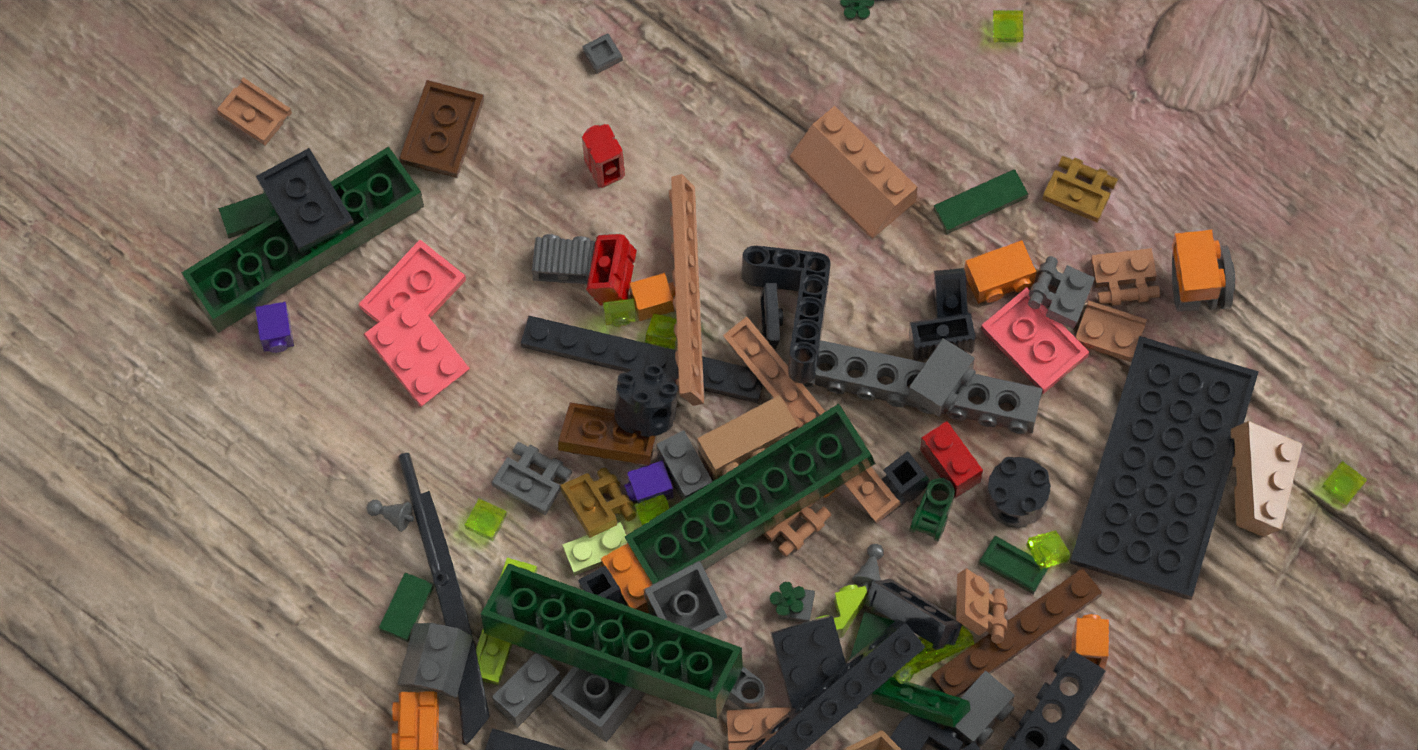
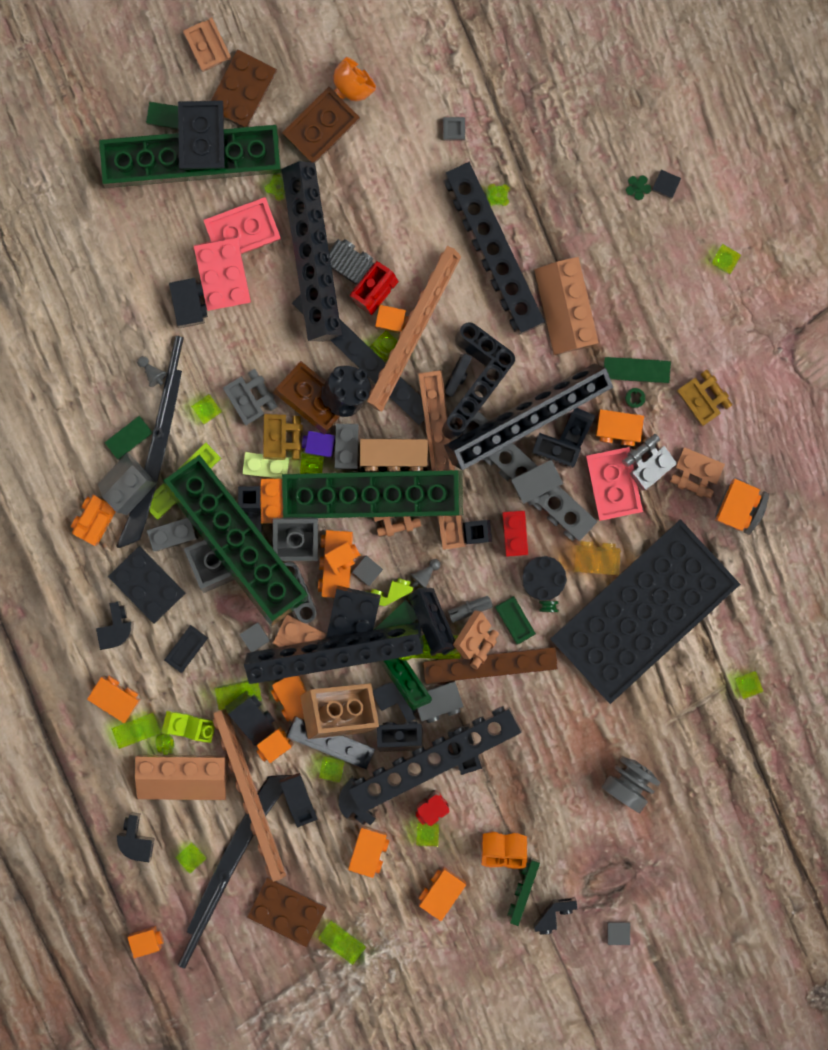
camera: 30 degrees right, 20 degrees up
(274, 327) = (142, 206): dark purple brick -> none
(327, 129) = (243, 87): none -> reddish brown plate
(392, 408) = (188, 303): none -> black brick
(428, 215) = (271, 187): none -> clear neon green plate
(451, 60) = (352, 82): none -> orange cylinder
(513, 266) = (311, 251): none -> black brick
(603, 155) = (411, 206): red brick -> none
(619, 312) = (364, 319): clear neon green plate -> none
(649, 93) = (466, 176): none -> black brick
(698, 104) = (503, 190): none -> clear neon green plate
(750, 612) = (329, 583): none -> orange brick
(756, 592) = (342, 556): none -> orange brick
(788, 599) = (363, 566): dark green plant -> none
(884, 309) = (528, 416): none -> black brick
(932, 514) = (484, 561): dark green piece -> none
(948, 581) = (467, 609): none -> dark grey axle
(993, 225) = (641, 399): none -> dark green bush
(1044, 522) = (548, 606): none -> dark green bush
(1048, 549) = (540, 624): clear neon green plate -> none
(1068, 436) = (597, 559): none -> clear yellow brick
(1091, 638) = (528, 701): orange brick -> none
(1110, 331) = (665, 503): nougat plate -> none
(1264, 476) = (700, 656): wedge -> none
(1279, 674) = (631, 784): none -> dark grey wheel

